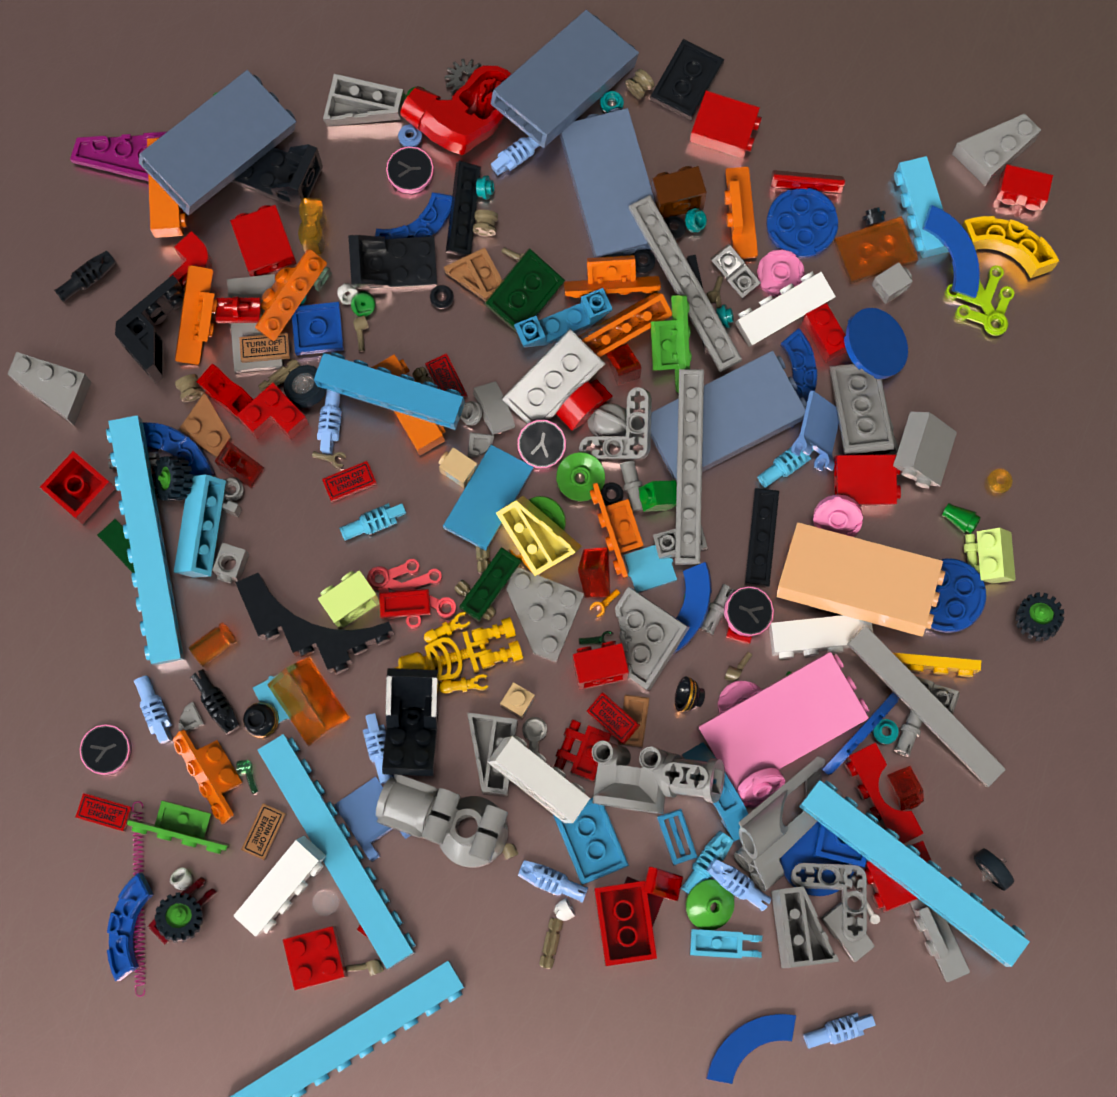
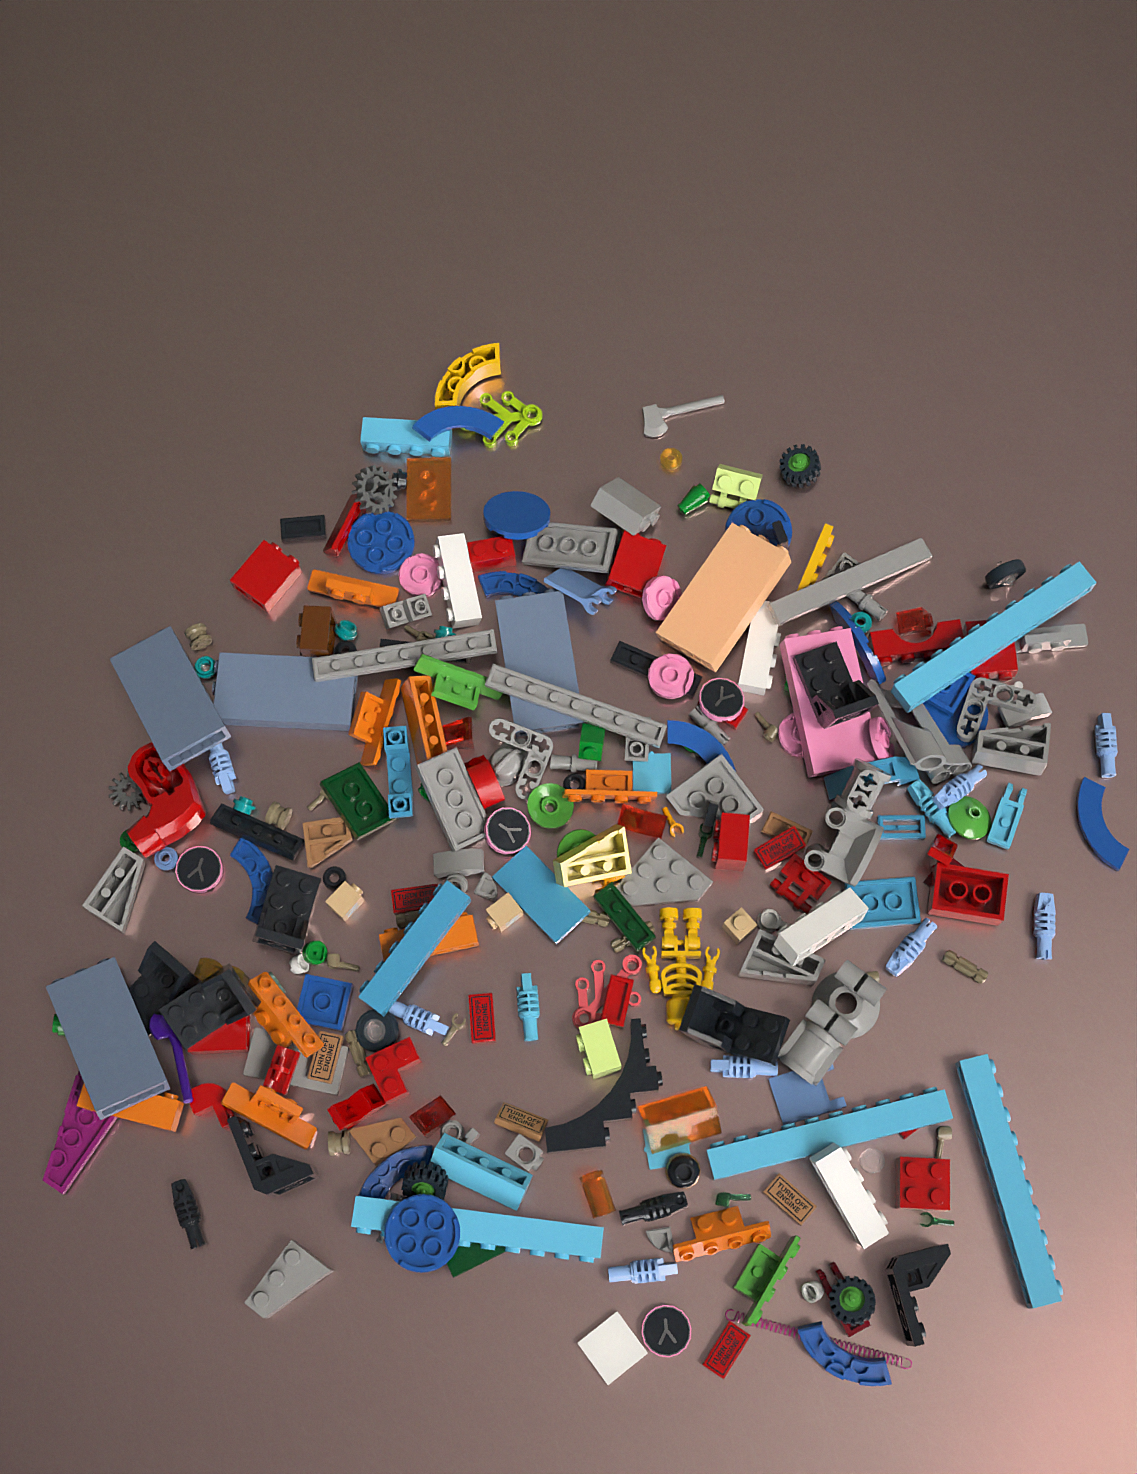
camera: 70 degrees left, 5 degrees down
(75, 704) = (612, 1348): none -> white tile
(77, 487) = (399, 1287): red brick -> none
(121, 488) = (422, 1233): none -> blue tile
(234, 976) = (923, 1267): none -> black bracket
(249, 200) = (160, 1030): none -> dark purple piece
(260, 550) = (521, 1121): none -> medium nougat tile
(274, 221) = (208, 1006): none -> black bracket
(285, 983) = (936, 1221): none -> clear green hand
(421, 314) = (345, 900): none -> tan brick
(564, 910) = (939, 945): white hinge -> none
(621, 1013) = (1044, 924): none -> light blue hinge
(623, 636) = (711, 813): none -> black tile
(647, 267) = (370, 681): black plate -> none
(687, 79) = (209, 595): black tile -> none
(688, 695) = (779, 776): black piece -> none
(757, 553) = (670, 676): none -> bright pink tile
(783, 466) = (598, 629): medium azure hinge -> none
(789, 143) = (303, 528): none -> black tile
(796, 715) = (831, 688): none -> black bracket
(852, 184) = (374, 490): none -> dark grey gear
(892, 282) = (465, 484): light grey brick -> none
(945, 615) = (779, 533): none -> black tile
(992, 149) = (376, 360): light grey wedge -> none
(1024, 187) = (419, 351): red brick -> none
(1043, 448) = (653, 416): none -> light grey piece

